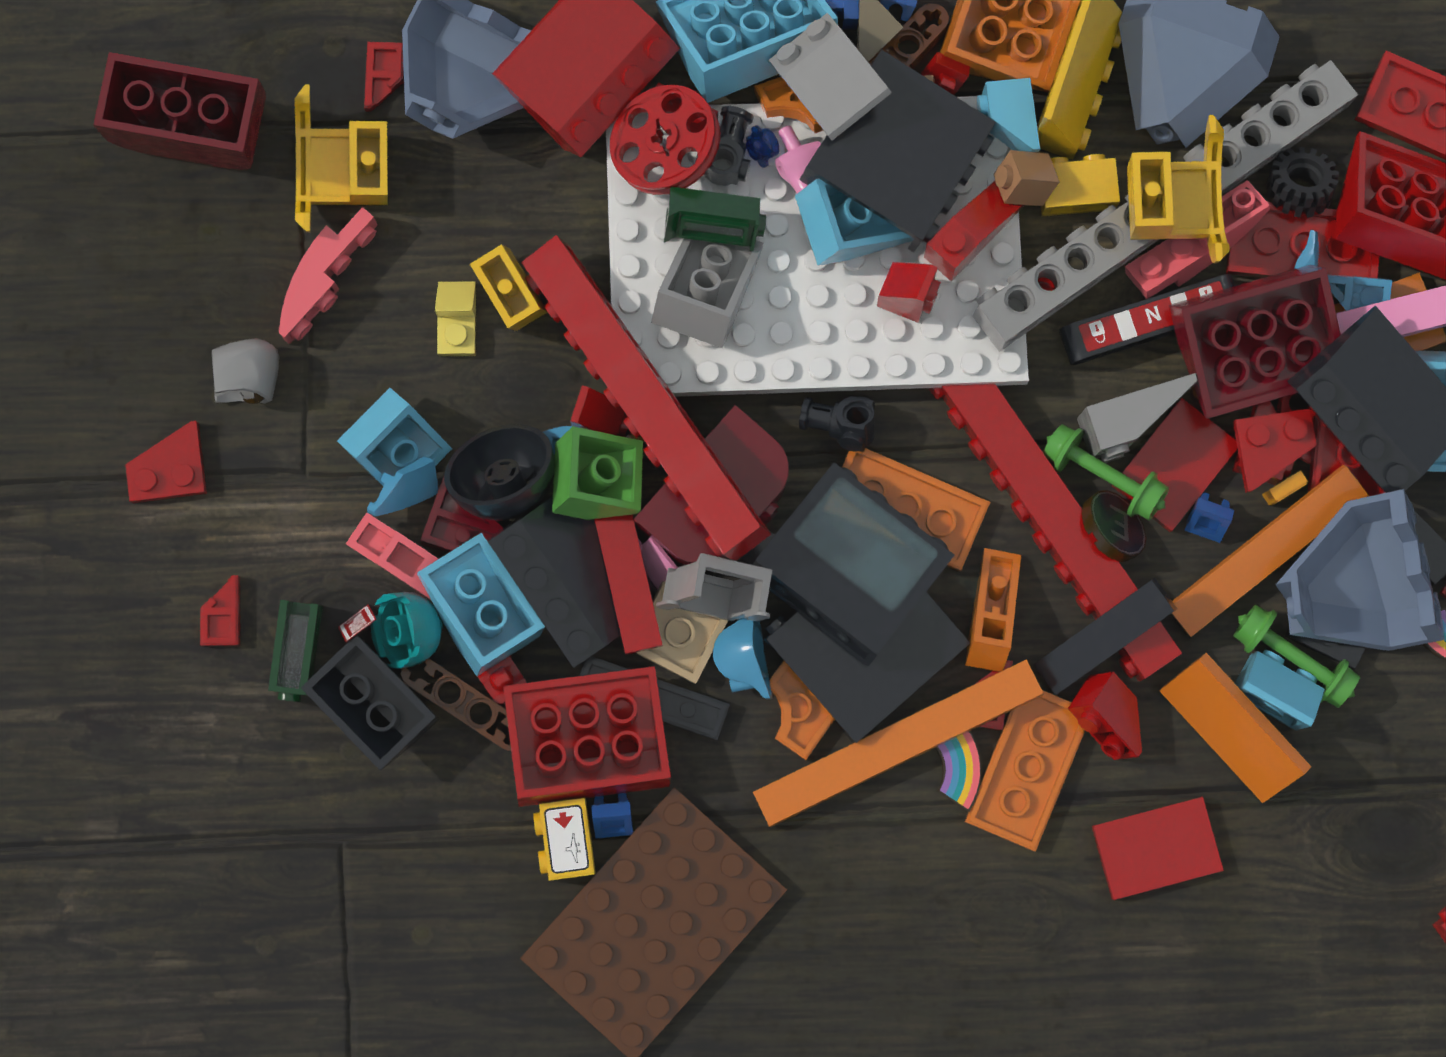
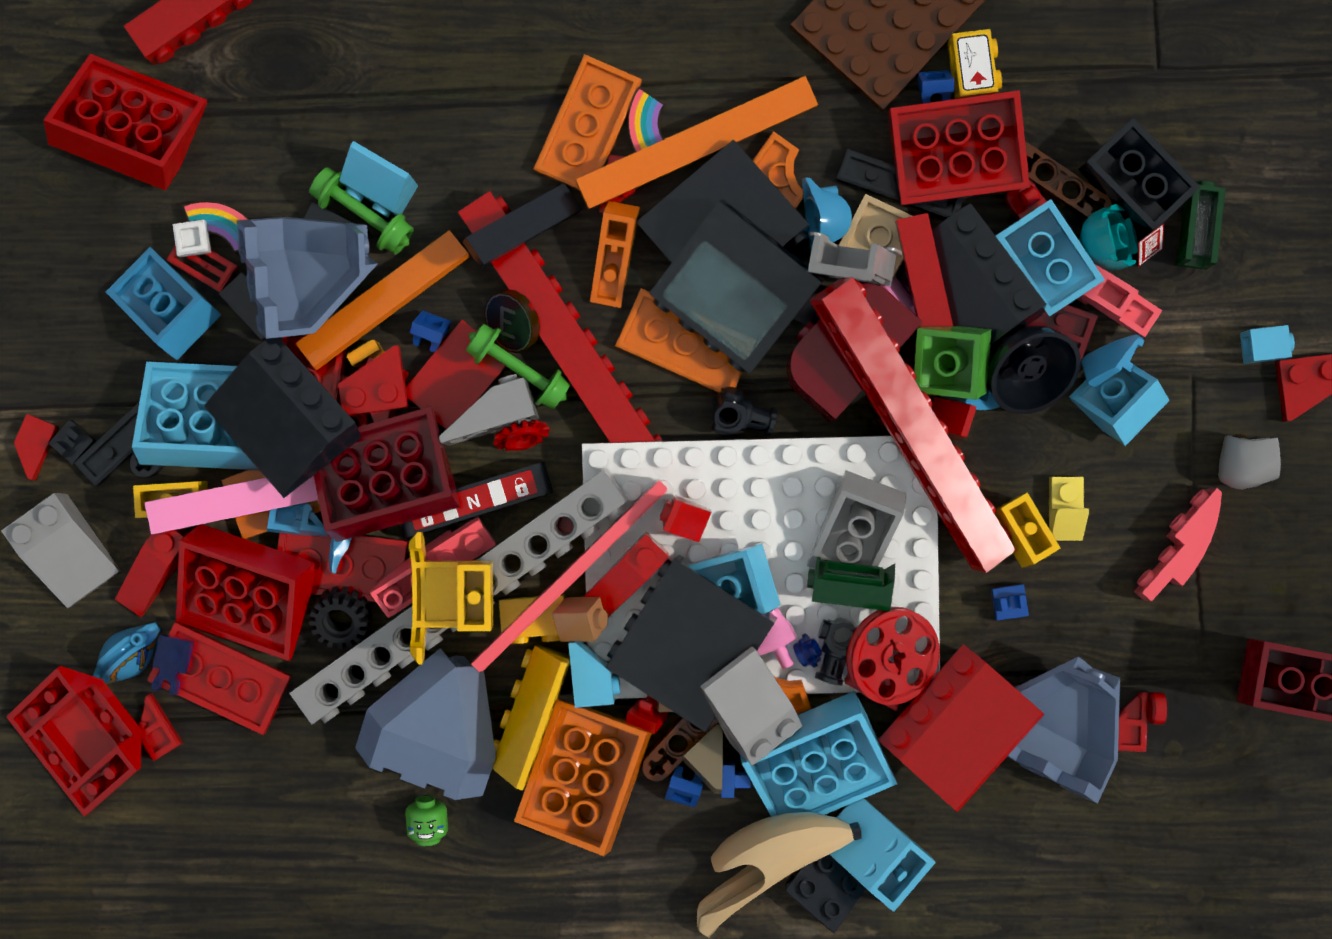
camera: 175 degrees left, 5 degrees up
(218, 509) = (1266, 344): none -> medium azure brick
(222, 616) = (1261, 256): red tile -> none
(337, 163) = (1172, 641): yellow piece -> none
(355, 89) = (1157, 708): none -> red tile
(523, 210) = (1009, 602): none -> blue tile
(1039, 226) = (569, 576): none -> coral tile
(1098, 391) = (521, 436): none -> red gear
(1109, 714) = (520, 163): red slope -> none
(1157, 848) = (482, 56): red tile -> none
(1235, 728) = (415, 149): orange tile -> none

